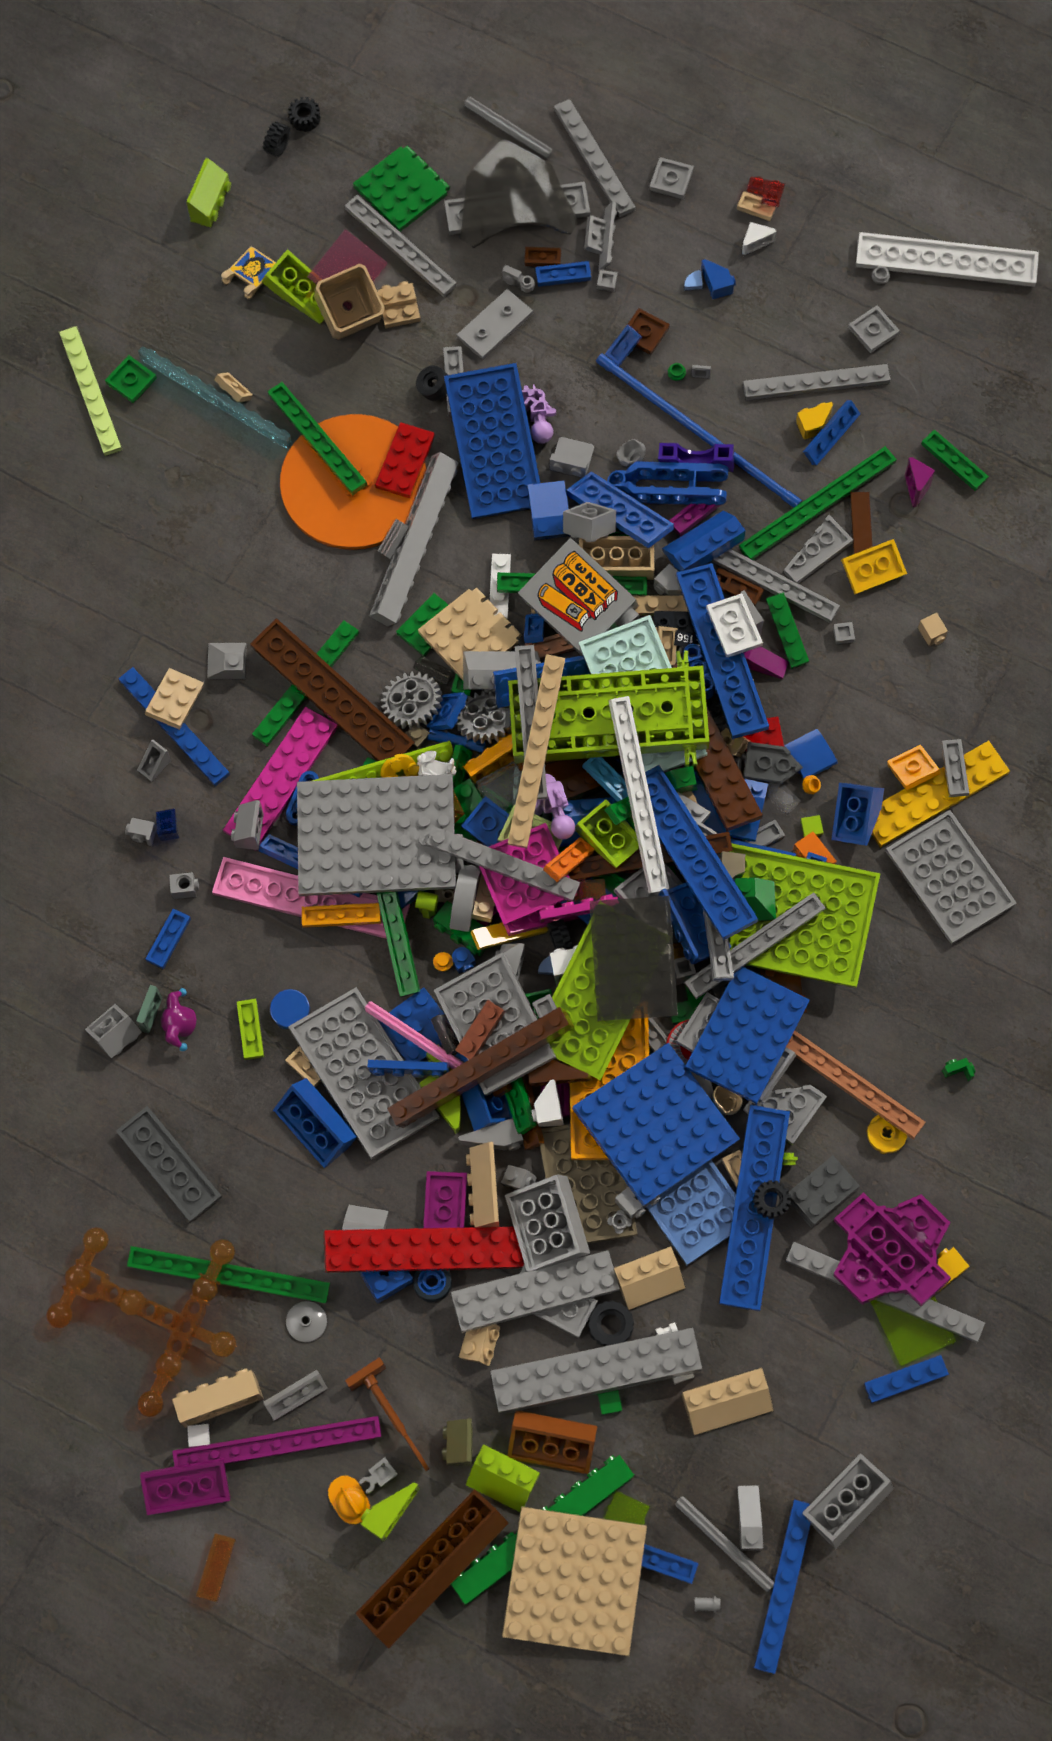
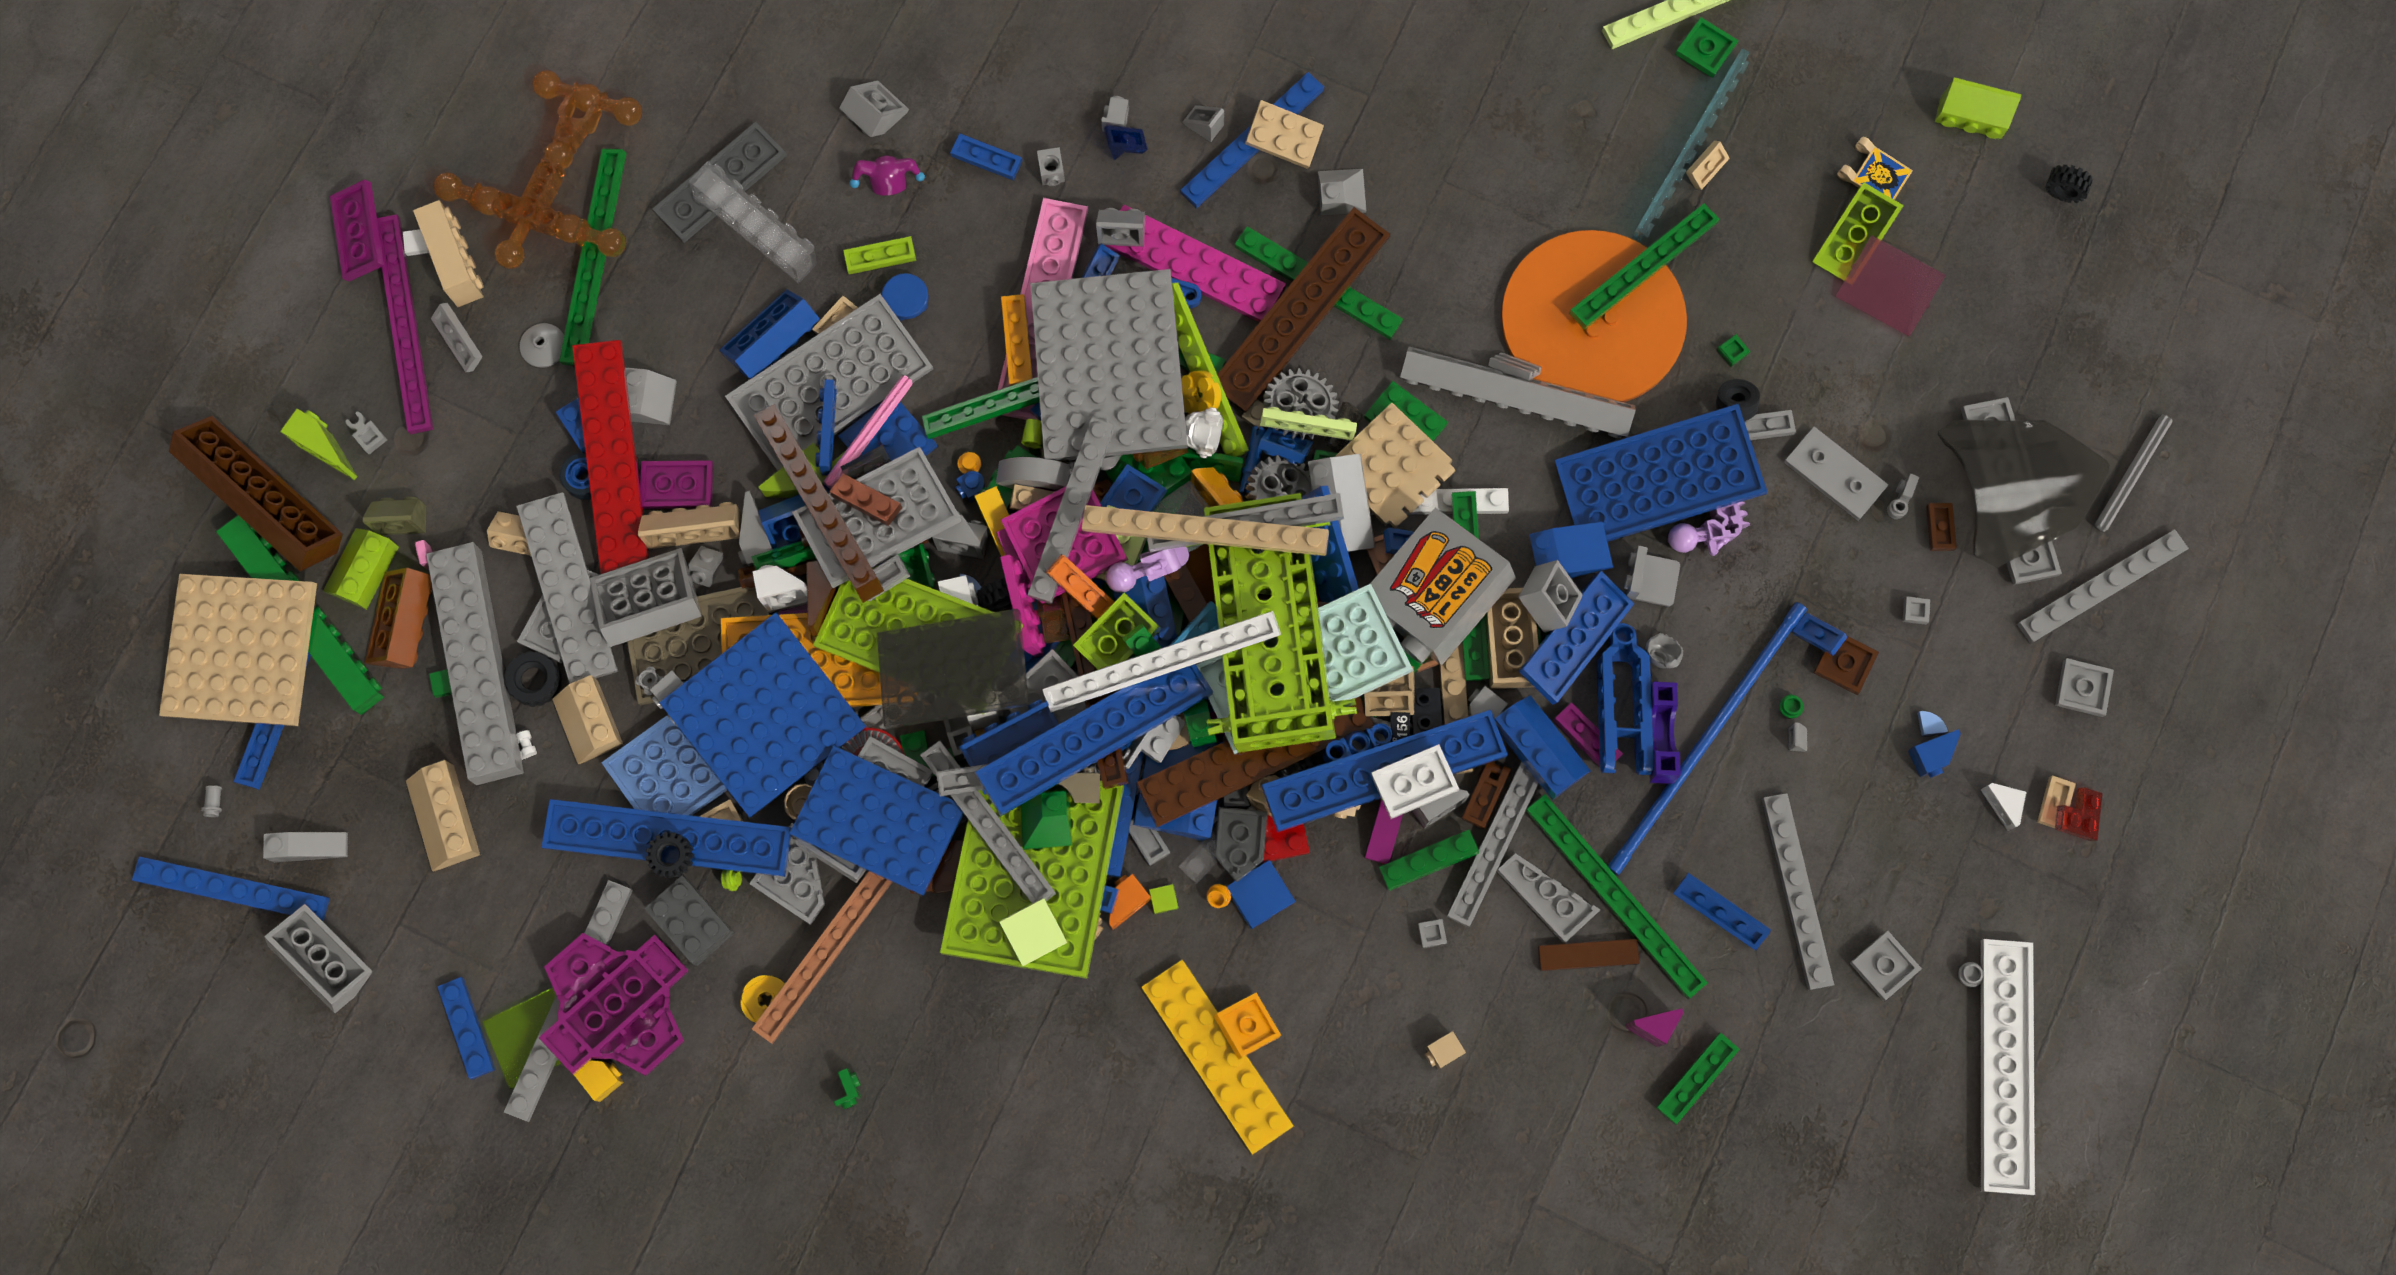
camera: 85 degrees right, 5 degrees up
(149, 1009) = (895, 140): sand green tile -> none
(215, 1127) = (753, 221): none -> clear brick
(216, 1567) = (272, 271): clear orange plate -> none
(307, 122) = (2120, 206): black tyre -> none
(348, 1499) = (342, 404): light orange piece -> none
(351, 286) = (1832, 264): tan plate -> none
(367, 1377) = (392, 463): dark orange piece -> none
(389, 385) = (1733, 350): none -> green tile
(399, 304) = (1848, 353): tan plate -> none
(400, 246) = (1934, 349): light grey plate -> none
(402, 187) = (2023, 346): green hinge -> none
(405, 460) = (1626, 374): red plate -> none
(435, 682) = (1299, 422): none -> yellowish green plate
(495, 1419) = (422, 549): none -> bright pink tile
(563, 273) = (1919, 554): blue plate -> none
(600, 234) = (1983, 596): light grey bracket -> none
(626, 1509) = (319, 707): clear neon green piece -> none
(724, 1543) = (280, 818): light grey axle -> none
(814, 419) = (1737, 887): yellow slope -> none
(845, 909) = (1033, 931): none -> yellowish green tile
(856, 812) = (1180, 952): blue slope -> none
(874, 566) = (1528, 970): yellow plate -> none
(950, 877) = (1102, 1077): light grey plate -> none
(955, 768) = (1246, 1078): light grey plate -> none

